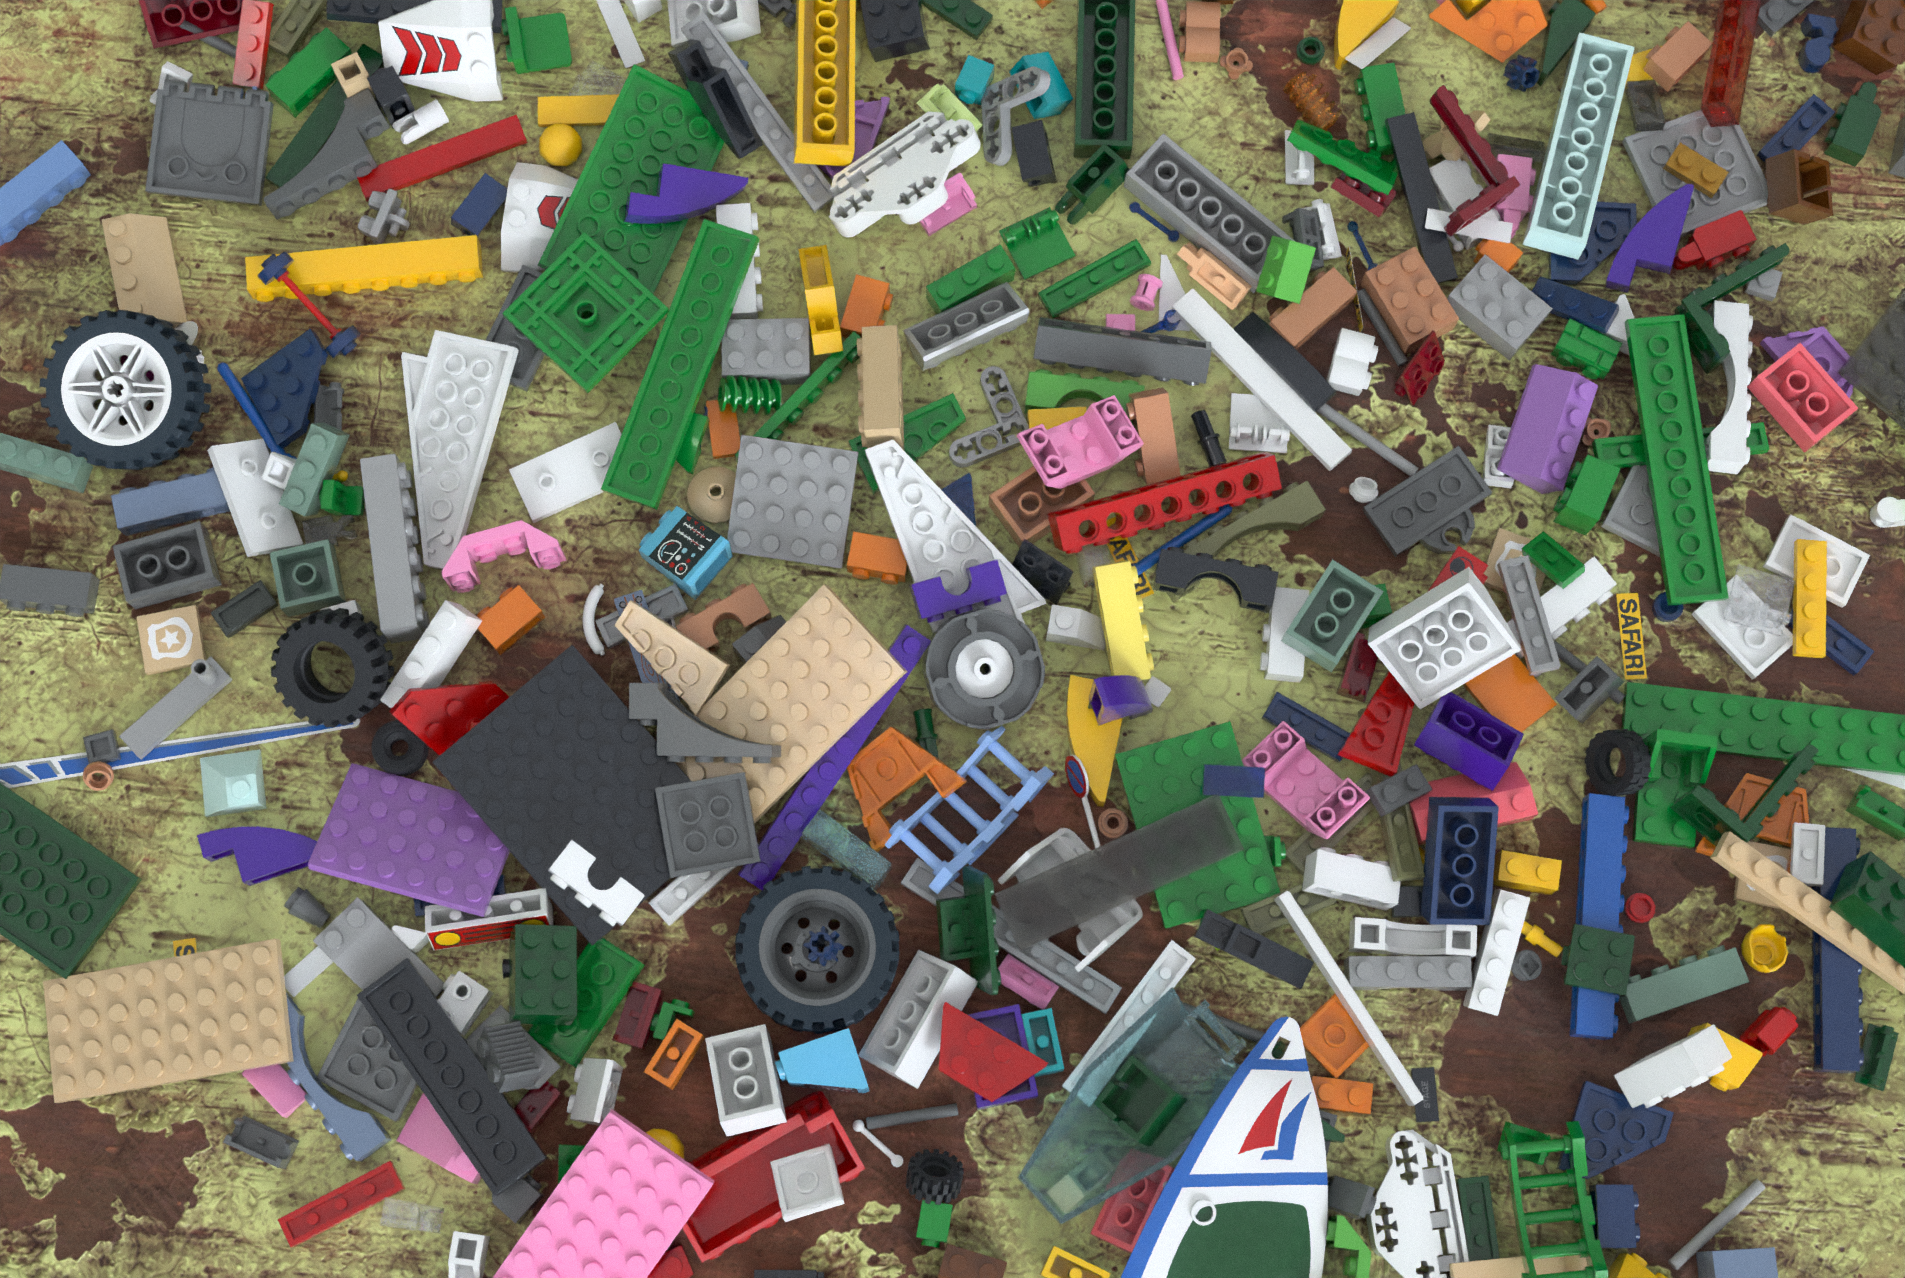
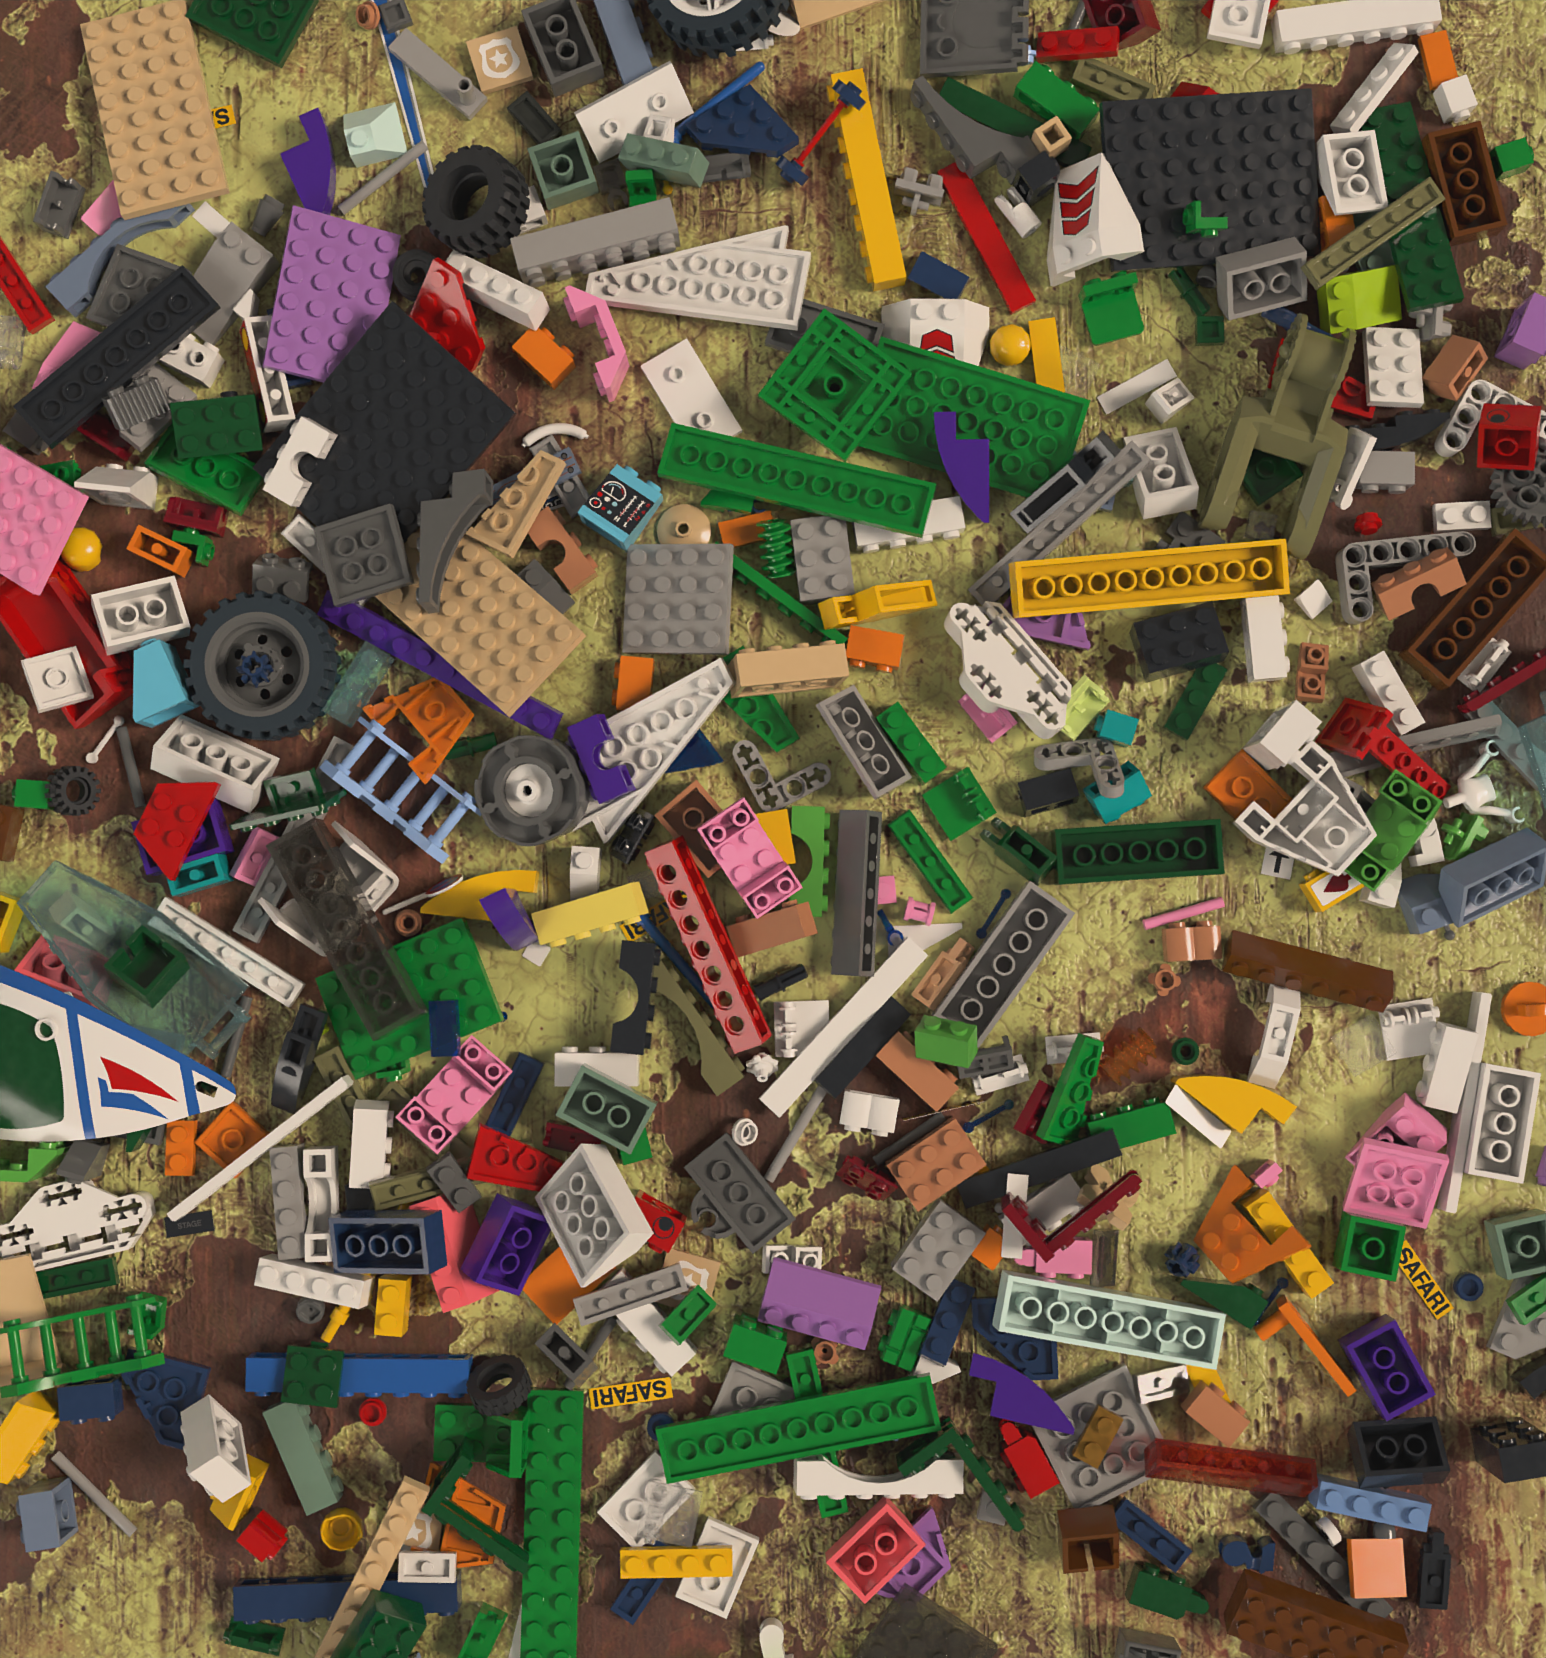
camera: 90 degrees right, 10 degrees up
(283, 778) = (383, 177): none -> light grey bar
(717, 926) = (282, 576): none -> dark grey bracket
(1296, 465) = (762, 1066): none -> white plant

